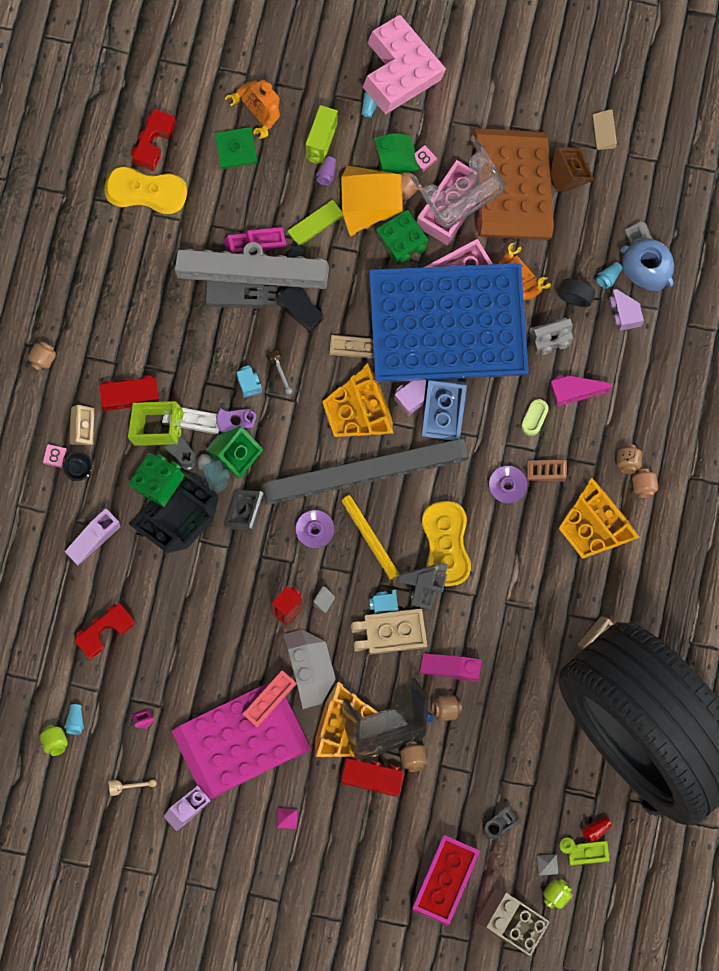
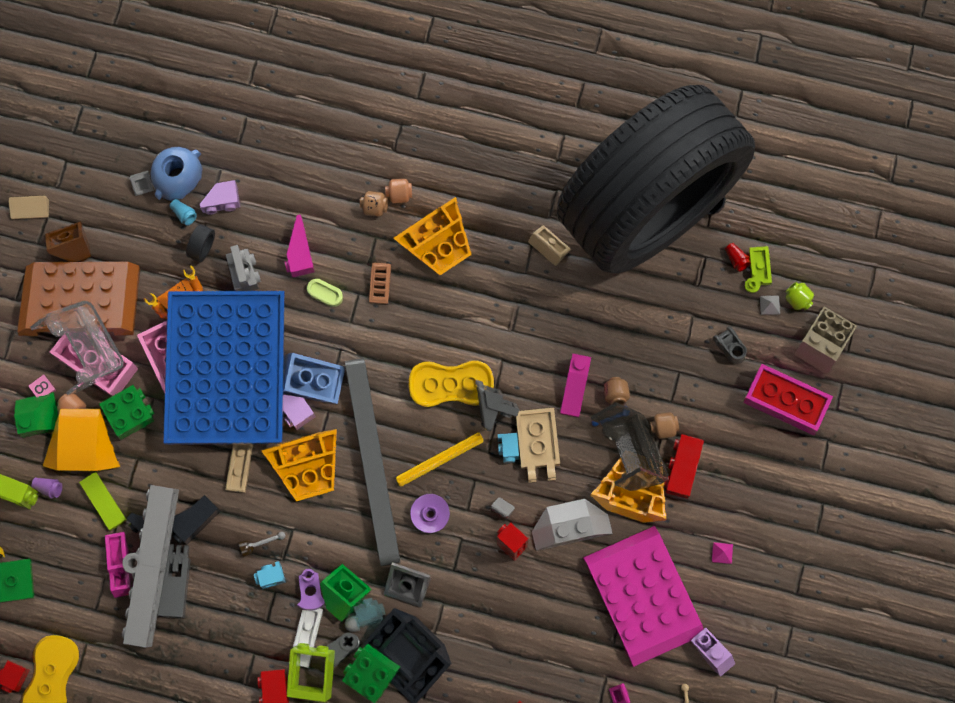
camera: 80 degrees left, 0 degrees up
(269, 699) = (606, 563): coral hinge -> none
(508, 475) = (391, 312): medium lavender dish -> none

